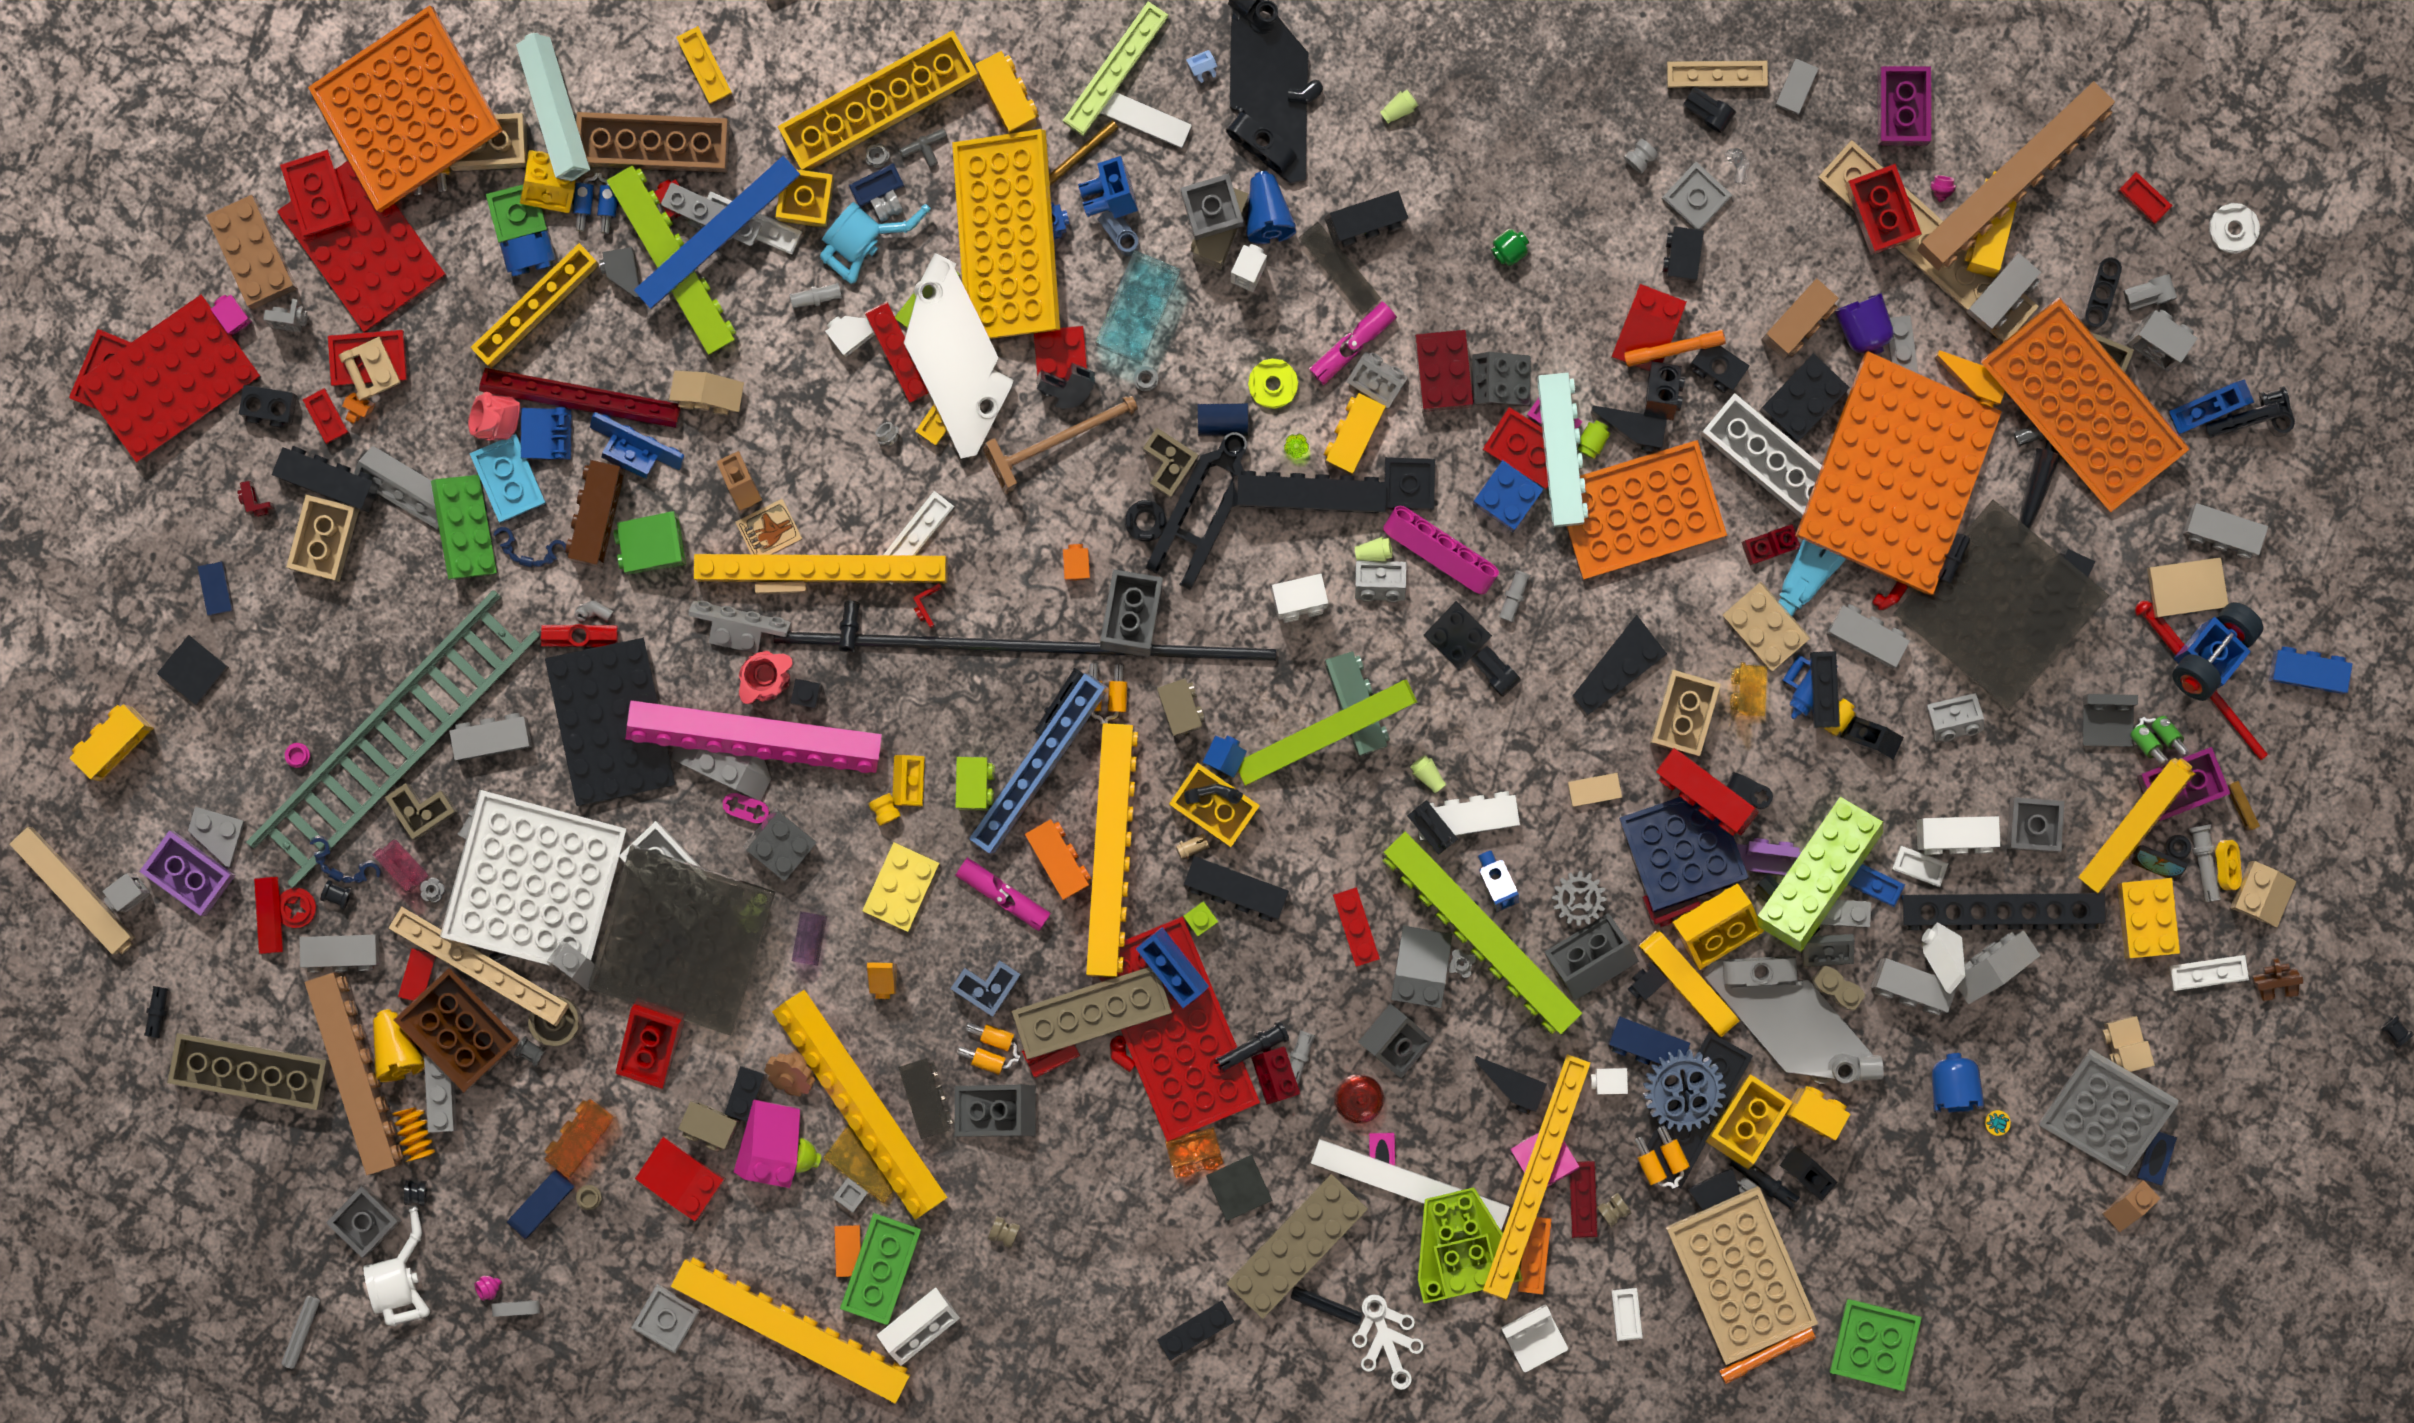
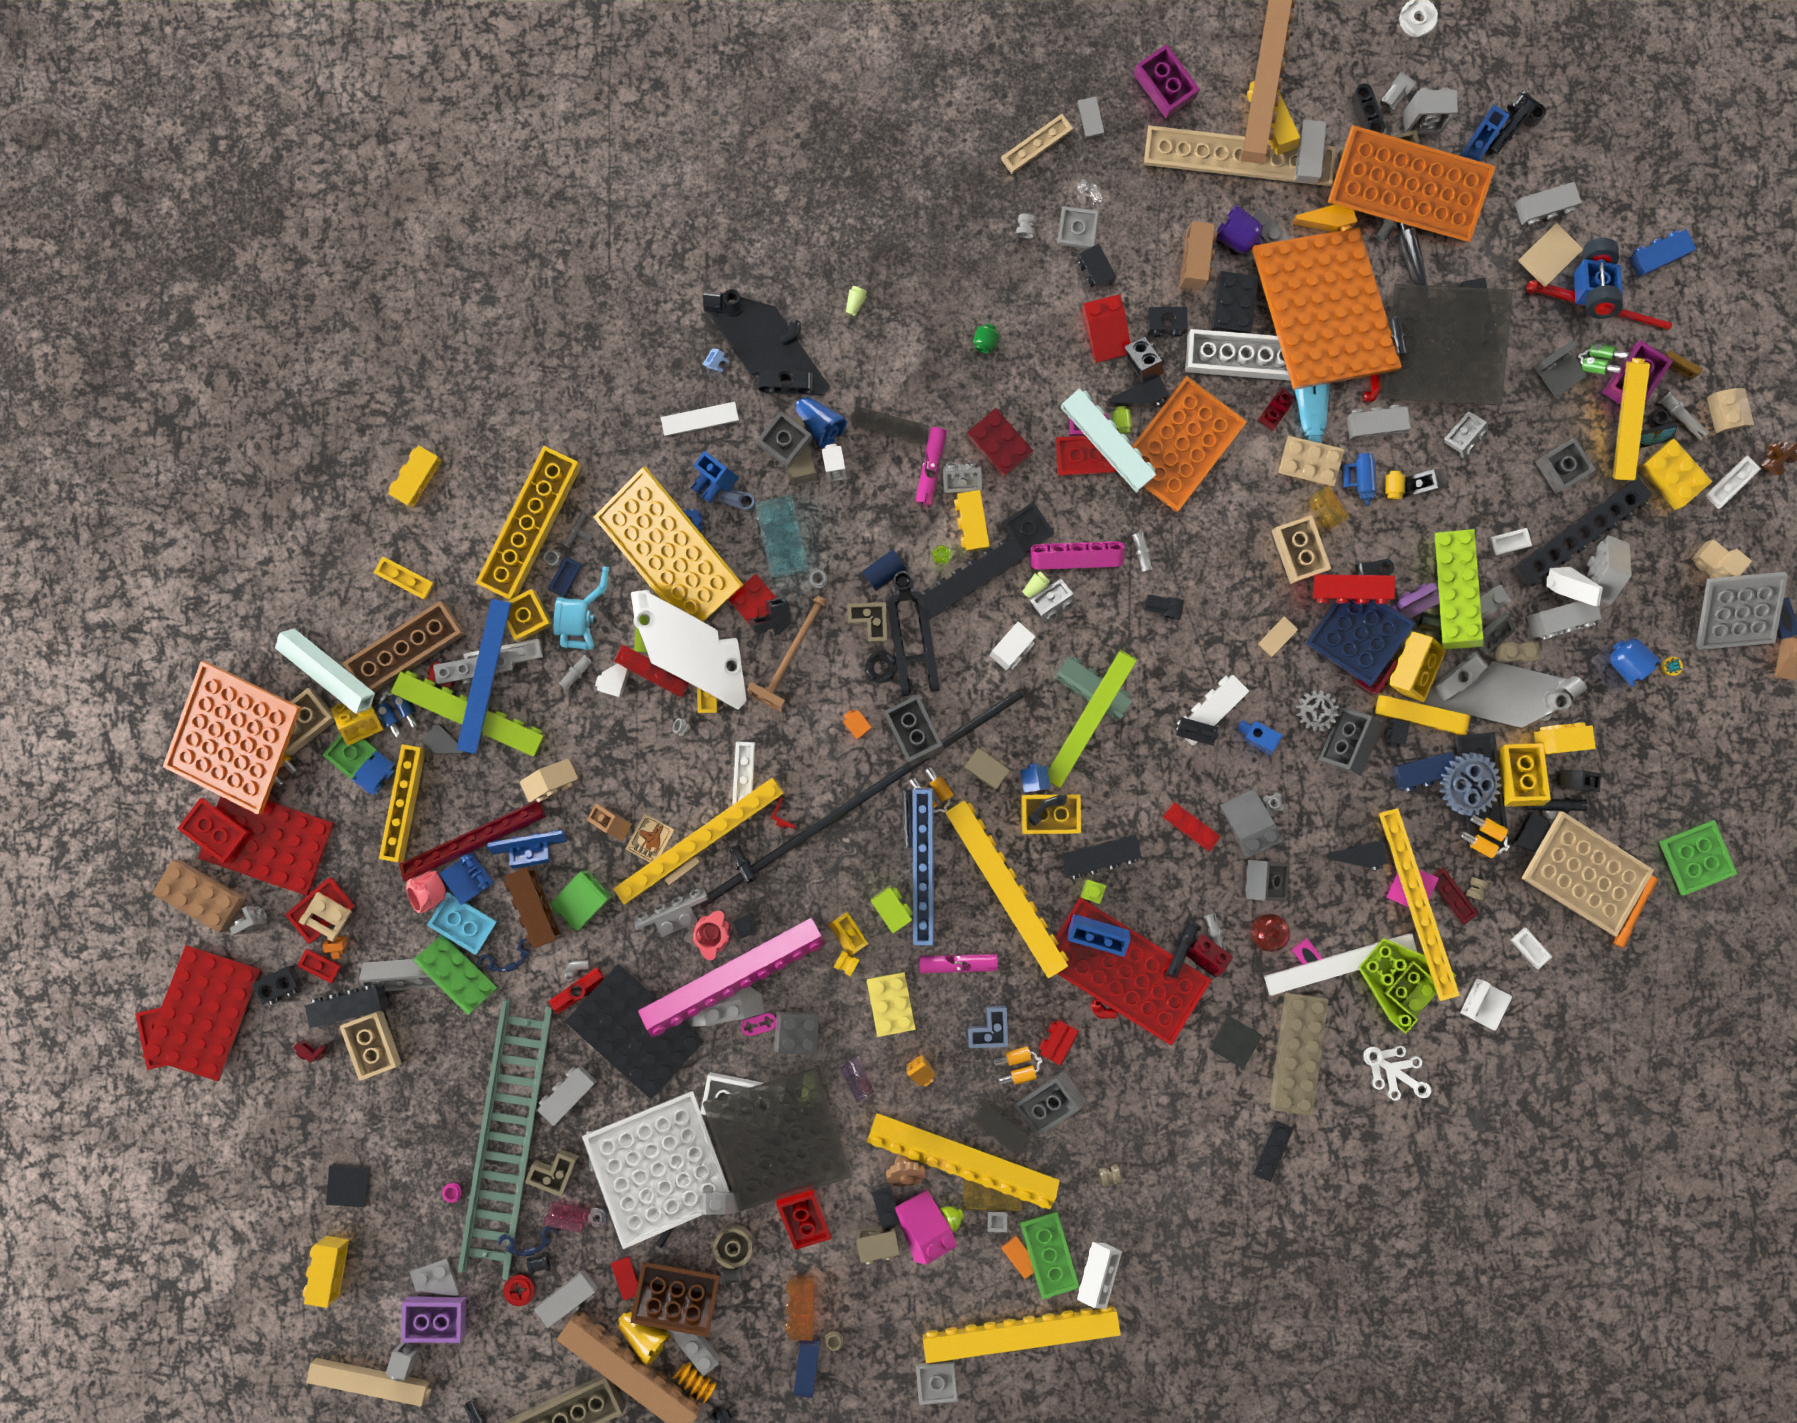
camera: 35 degrees left, 0 degrees up
(215, 588) = (325, 1124): dark blue tile -> none
(230, 314) = (213, 944): dark pink brick -> none
(268, 915) = (504, 1308): red tile -> none
(479, 967) = (663, 1247): tan plate -> none
(680, 1179) = (883, 1288): red slope -> none
(887, 206) = (580, 585): light grey wheel -> none
(1007, 93) = (605, 461): yellow brick -> none
(1058, 859) = (978, 917): orange brick -> none
(1082, 152) = (679, 465): pearl gold bar -> none
(1091, 1012) = (1067, 1000): dark tan plate -> none
(1115, 68) = (663, 400): yellowish green tile -> none
(1192, 846) = (1054, 849): tan pin -> none
(1194, 1153) = (1193, 1040): clear orange bracket -> none
(1279, 397) = (899, 537): neon yellow tile -> none
(1326, 1305) = (1344, 1076): black axle -> none
(1366, 219) = (885, 383): black brick -> none
(1427, 772) = (1167, 699): yellowish green cone -> none
(1457, 635) = (1125, 600): black hinge -> none
(1481, 933) = (1275, 775): lime brick -> none
(1501, 378) = (1038, 423): dark grey bracket -> none
(1507, 496) = (1094, 492): blue brick -> none
(1535, 1258) = (1455, 958): orange plate -> none
(1610, 1081) = (1418, 810): white brick -> none
(1623, 662) = (1239, 543): black wing -> none
(1703, 341) = (1148, 311): orange piece -> none
(1714, 113) = (1053, 168): black piece -> none
(1824, 689) = (1377, 473): black tile -> none
(1877, 885) = (1495, 572): blue tile -> none
(1883, 209) = (1200, 151): red brick -> none
(1943, 187) = (1224, 116): dark pink plate -> none
(1958, 835) = (1523, 505): white brick -> none
(2145, 198) = (1351, 37): red tile -> none
(2228, 865) = (1701, 410): yellow plate -> none

